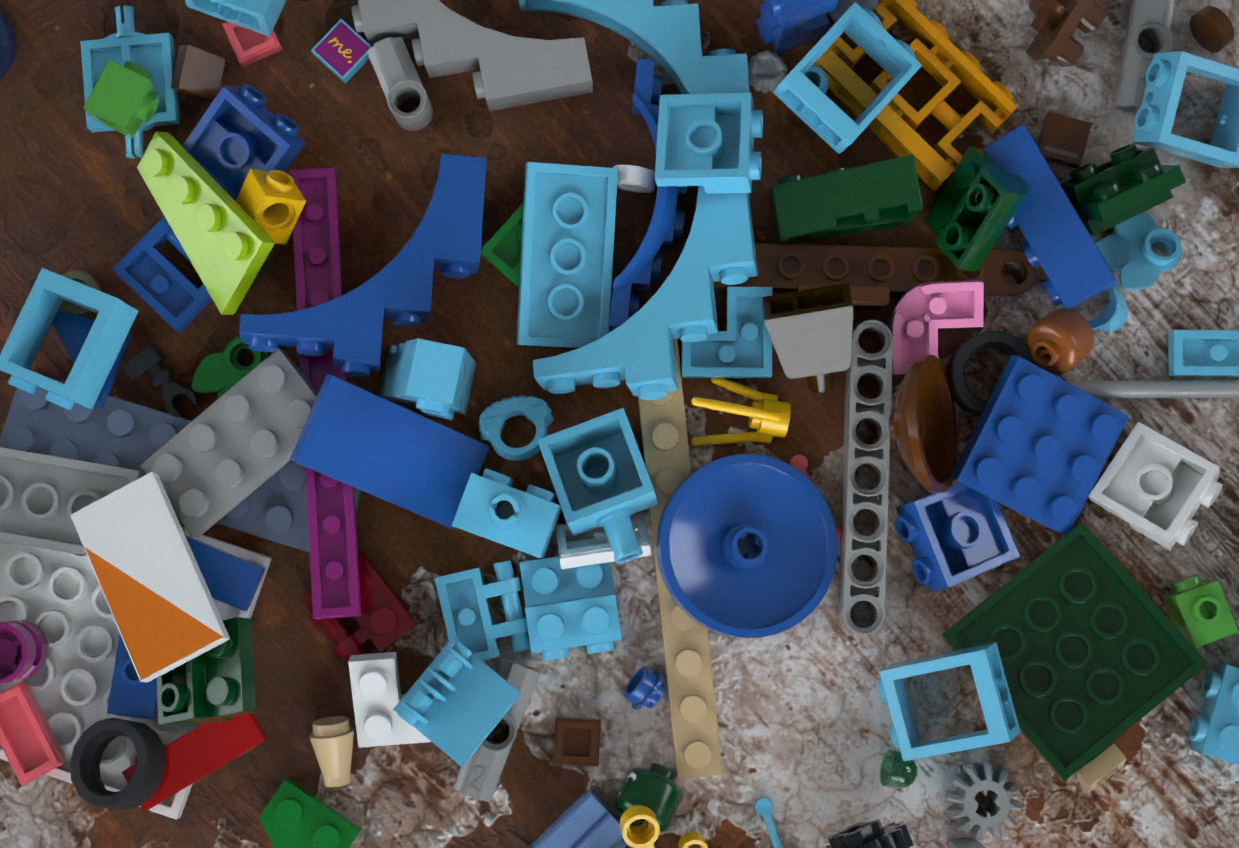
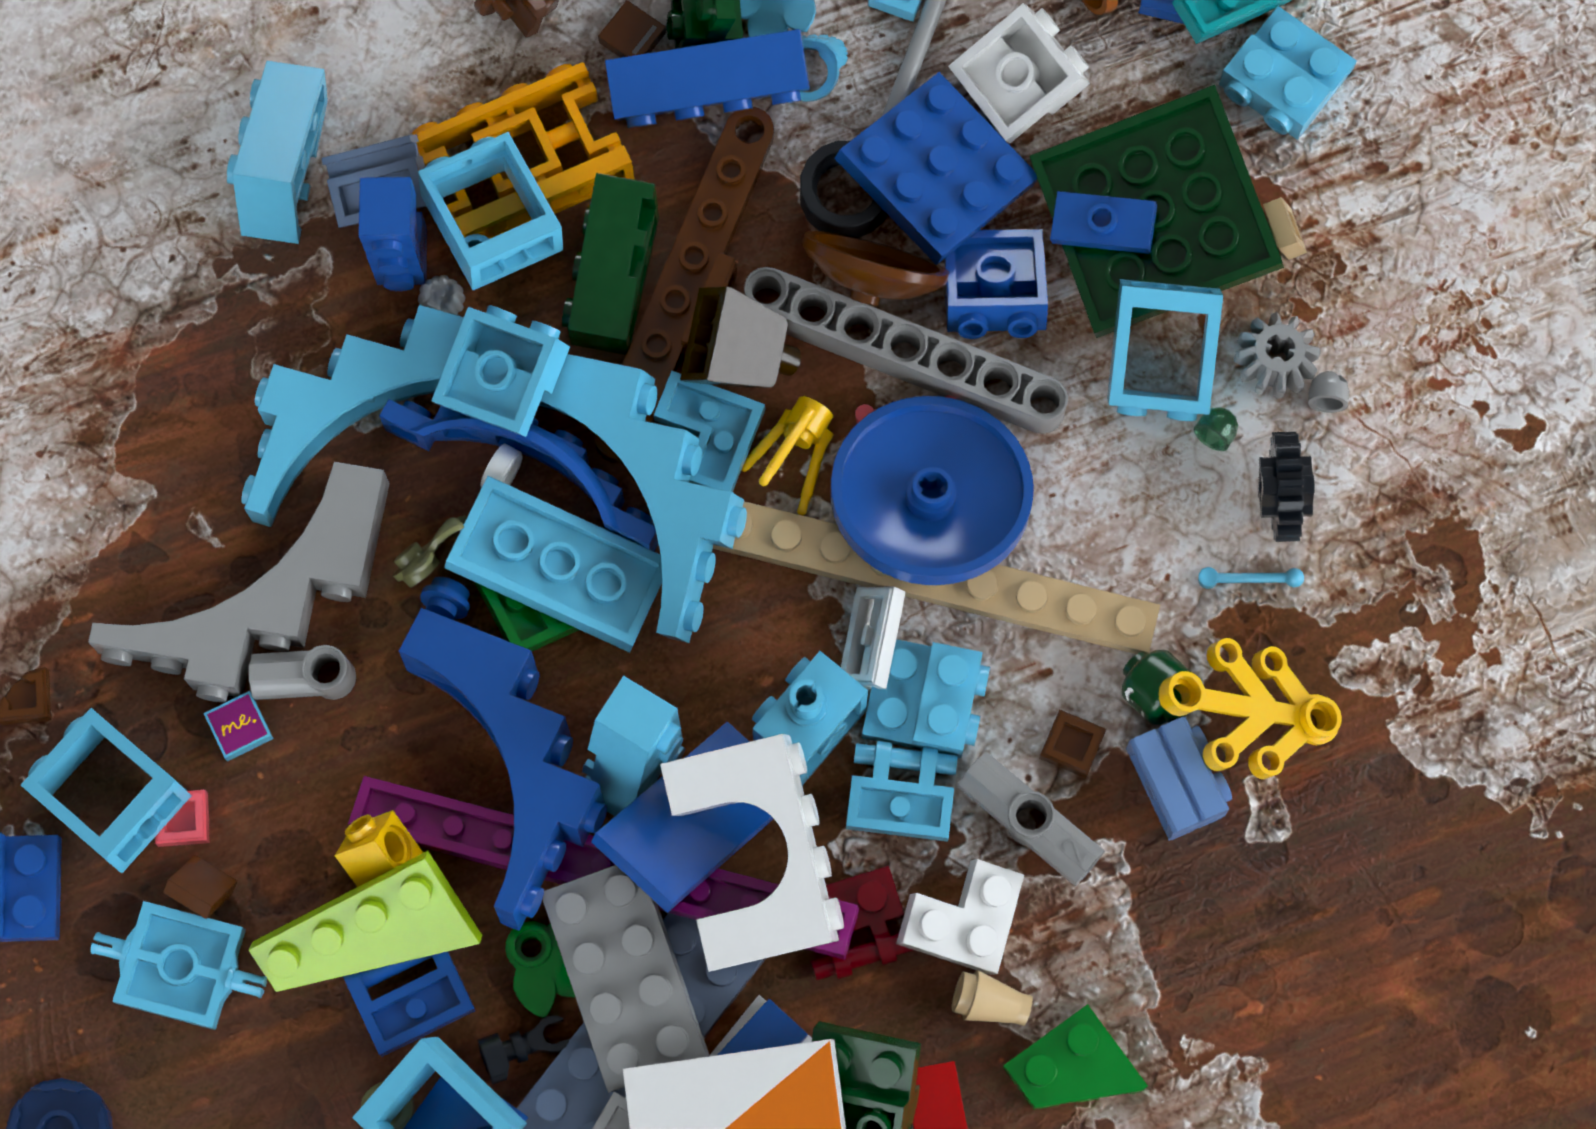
camera: 70 degrees left, 10 degrees down
(123, 98) = (201, 965): bright green brick -> none
(242, 136) = (294, 861): blue plate -> none
(426, 503) = (799, 909): none -> white arch
(457, 702) = (985, 840): medium azure hinge -> none
(494, 418) = (701, 664): medium azure piece -> none
(506, 175) = (446, 598): none -> blue plate
(530, 141) = (418, 562): none -> olive plate
(600, 479) = (806, 607): medium azure brick -> none
(644, 688) = (1042, 652): blue plate -> none
(932, 307) = (755, 223): bright pink plate -> none
(975, 209) = (671, 138): dark green brick -> none
(1043, 609) = (1103, 222): none -> blue plate
(1060, 341) = (837, 108): dark orange head -> none
(1199, 610) = (1159, 76): bright green brick -> none

